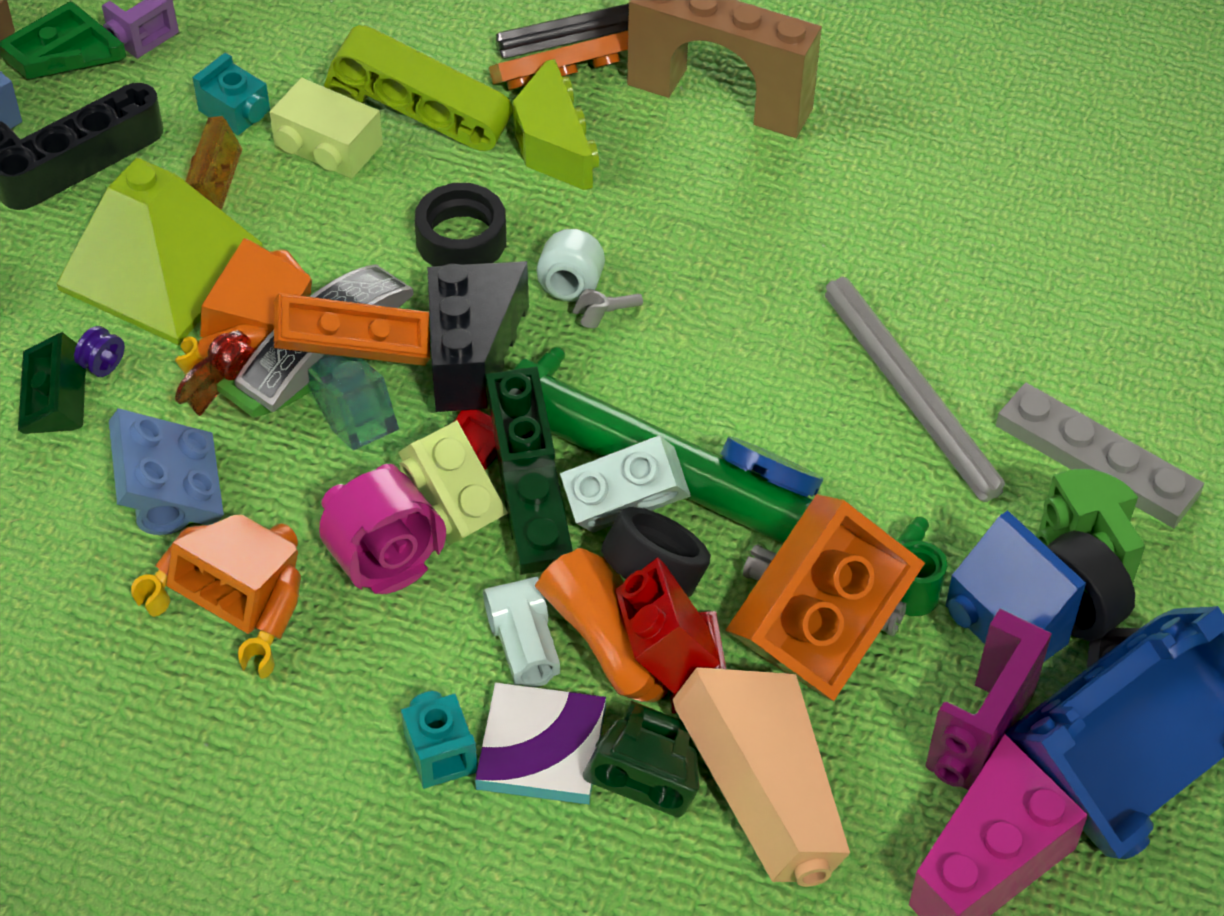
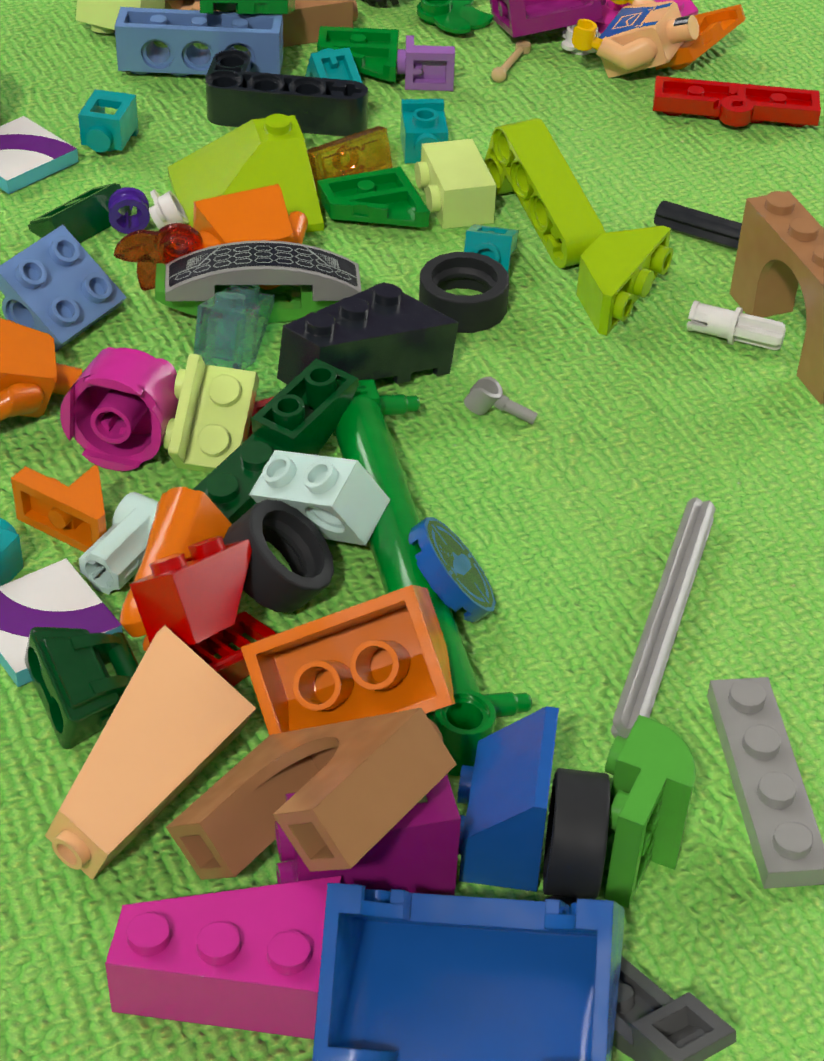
camera: 45 degrees right, 10 degrees down
(75, 83) = (333, 65): none -> teal bracket
(137, 328) = (166, 209): none -> white plate
(279, 188) = (374, 197): none -> green wing
(351, 329) = (260, 268): orange tile -> none
(426, 167) = (492, 242): none -> teal bracket
(458, 644) = (64, 512): none -> orange slope
(570, 264) = (506, 355): light aqua head -> none
(600, 50) = (686, 240): orange plate -> none
(677, 113) = (736, 326): none -> white axle
(877, 700) = (348, 785): none -> medium nougat arch

